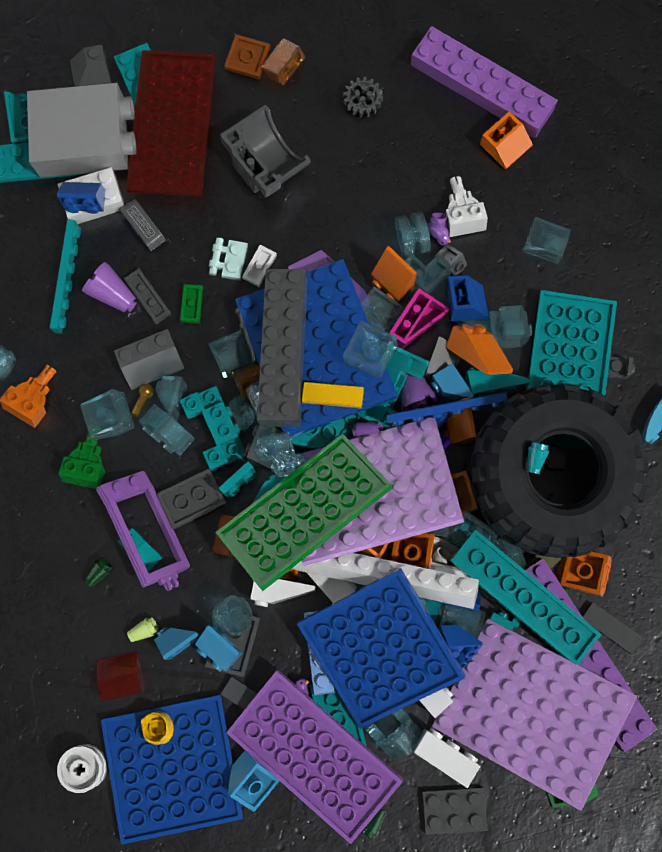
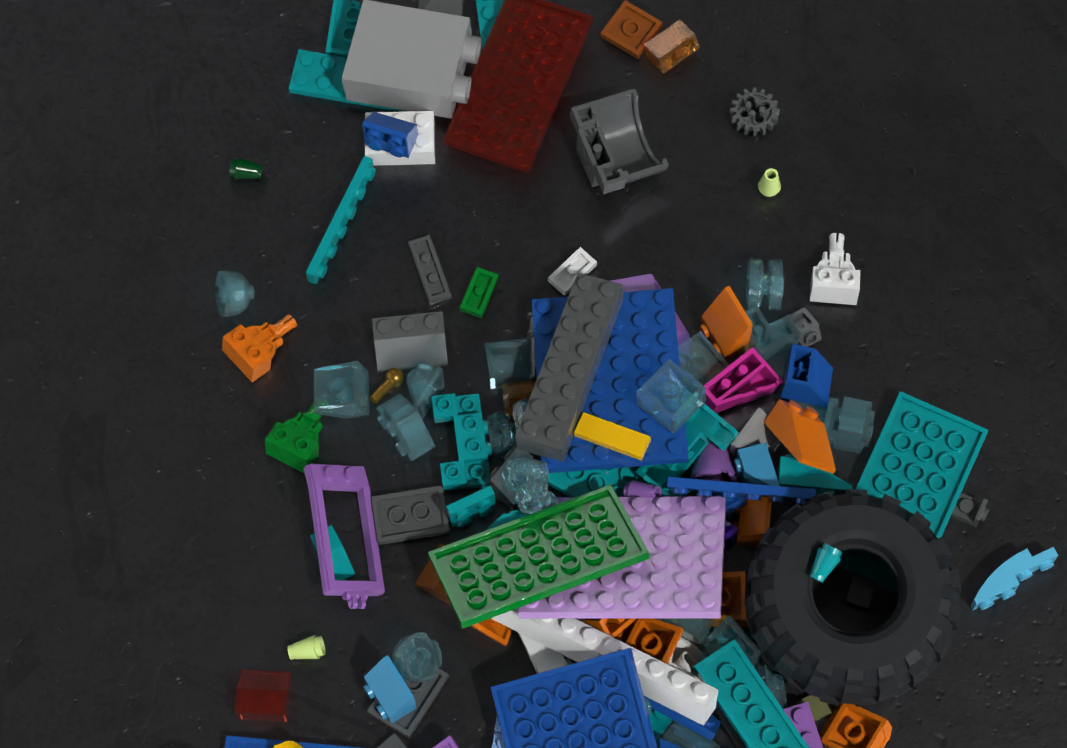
camera: 15 degrees right, 10 degrees down
(98, 571) = (275, 566): dark green cone -> none
(109, 289) = (388, 248): medium lavender cone -> none
(142, 224) = (449, 186): dark grey beam -> none
(173, 641) = (342, 670): dark azure slope -> none
(234, 259) = (544, 257): light aqua plate -> none
(279, 591) = (482, 648): white slope -> none
(391, 151) = (769, 183): none -> yellowish green cone
(438, 228) = (799, 287): medium lavender animal -> none
(482, 81) = (904, 134): medium lavender brick -> none
(506, 140) = (911, 207): orange slope -> none
(547, 240) = (926, 337): clear light blue slope -> none

